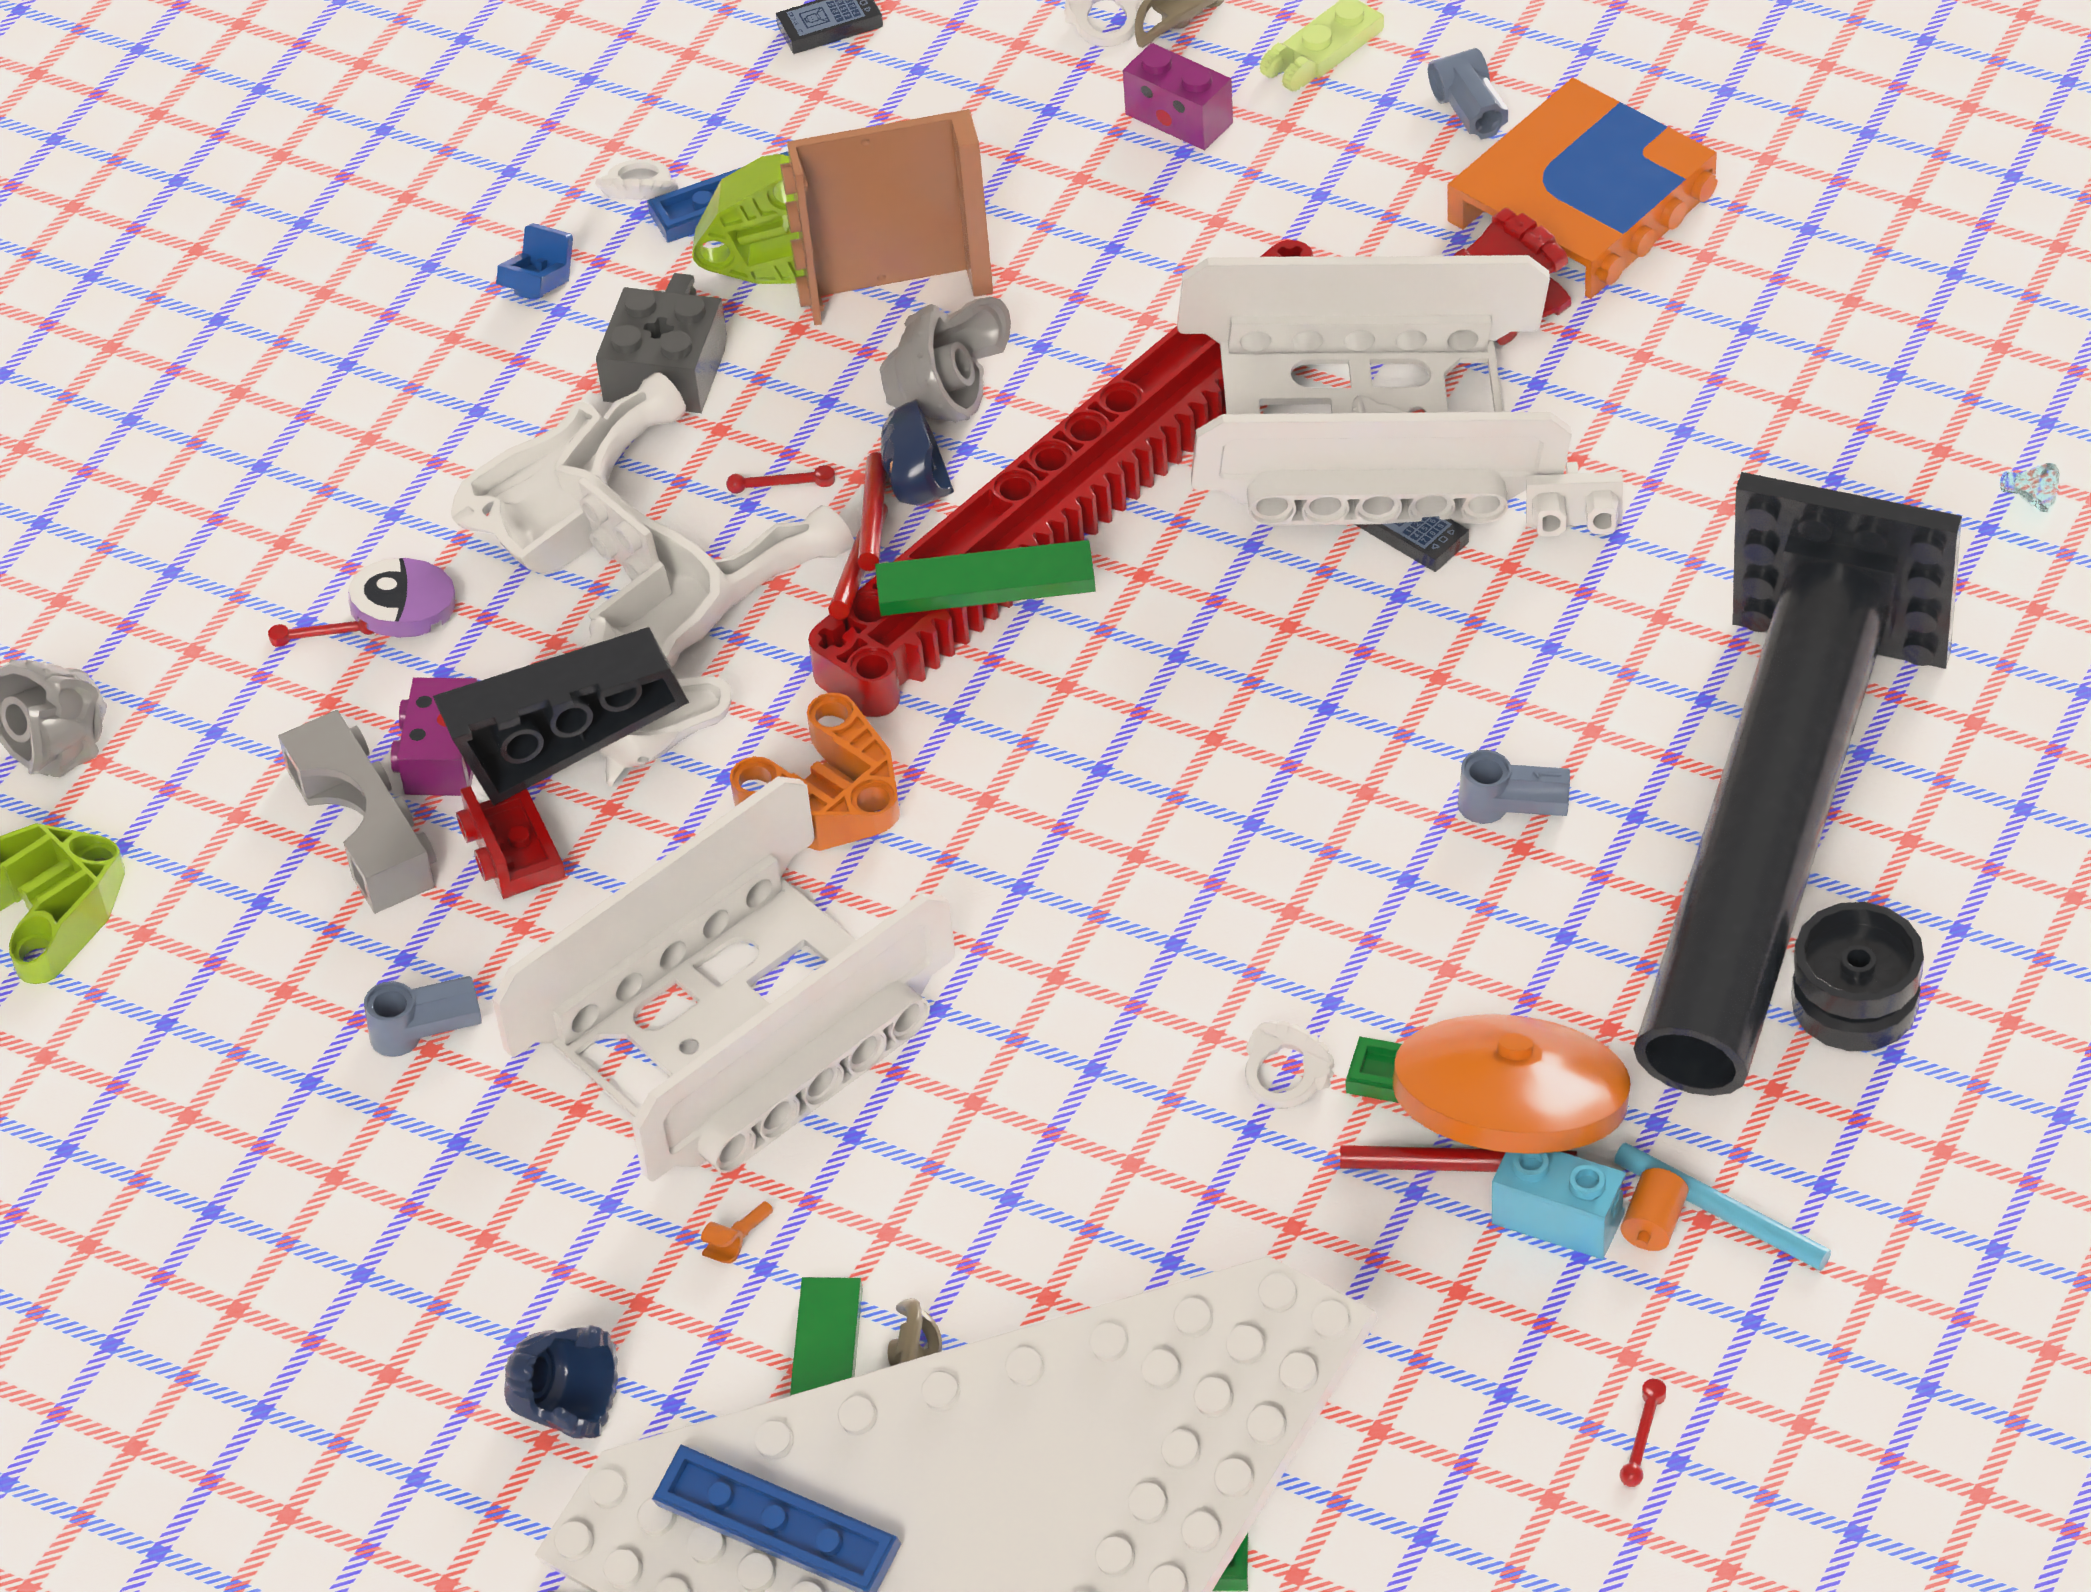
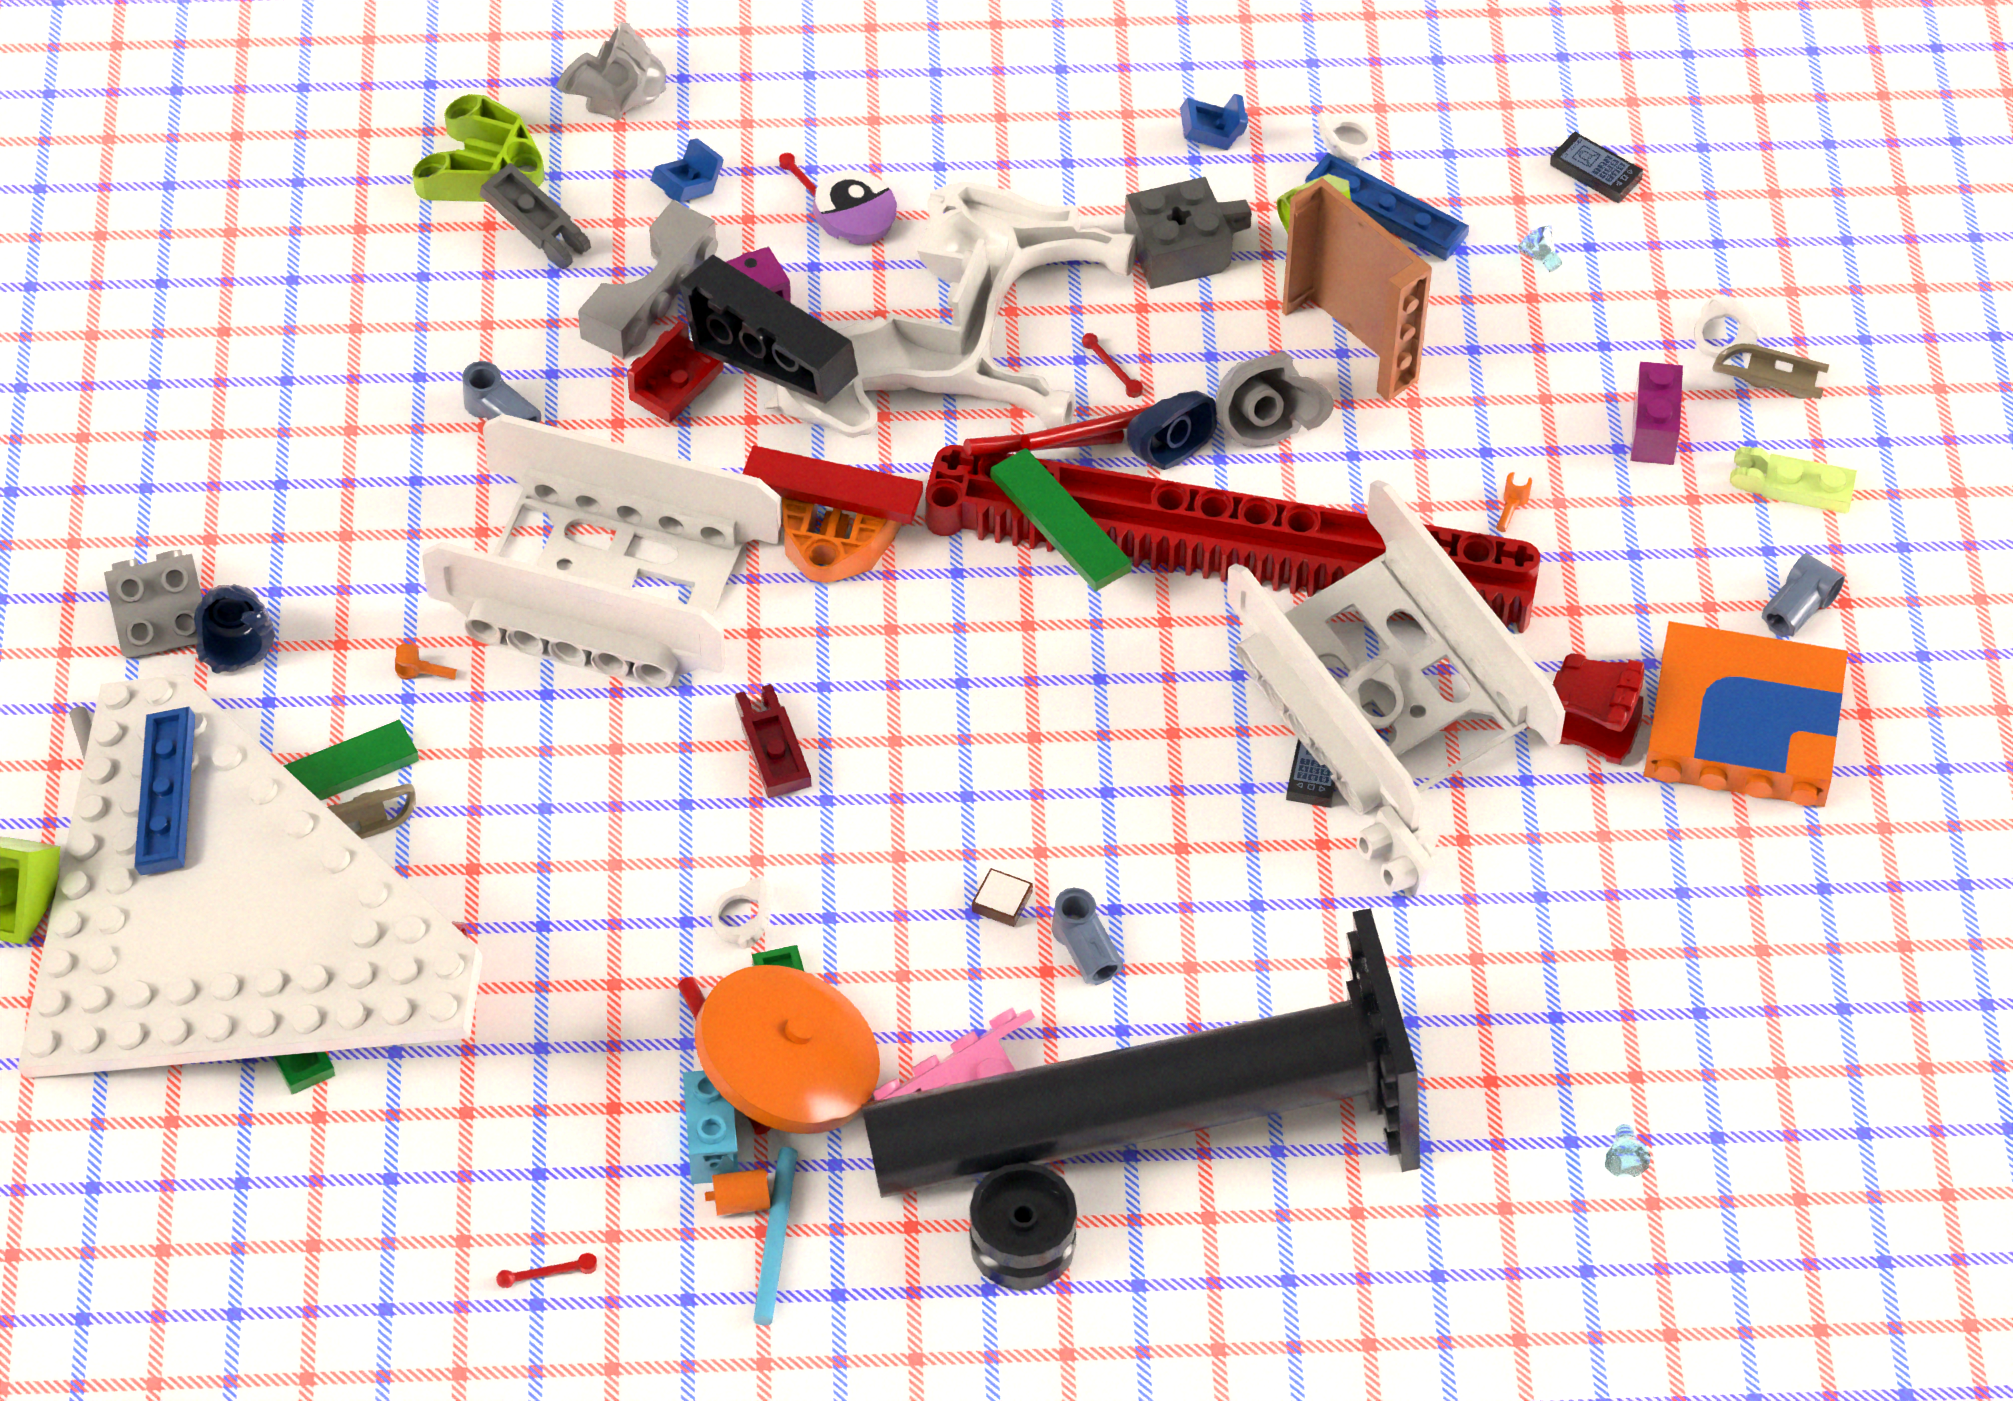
camera: 55 degrees right, 5 degrees up
(185, 872) = (534, 214): none -> dark grey hinge
(236, 713) = (689, 176): none -> blue bracket
(457, 1449) = (154, 603): none -> light grey bracket
(797, 741) = (836, 484): none -> red tile
(899, 96) = (1540, 246): none -> clear light blue rock
(1073, 951) = (773, 744): none -> dark red hinge
(1187, 244) = (1514, 497): none -> orange hand
(1410, 841) = (1002, 897): none -> white tile
(1615, 956) = (971, 1059): none -> bright pink bracket

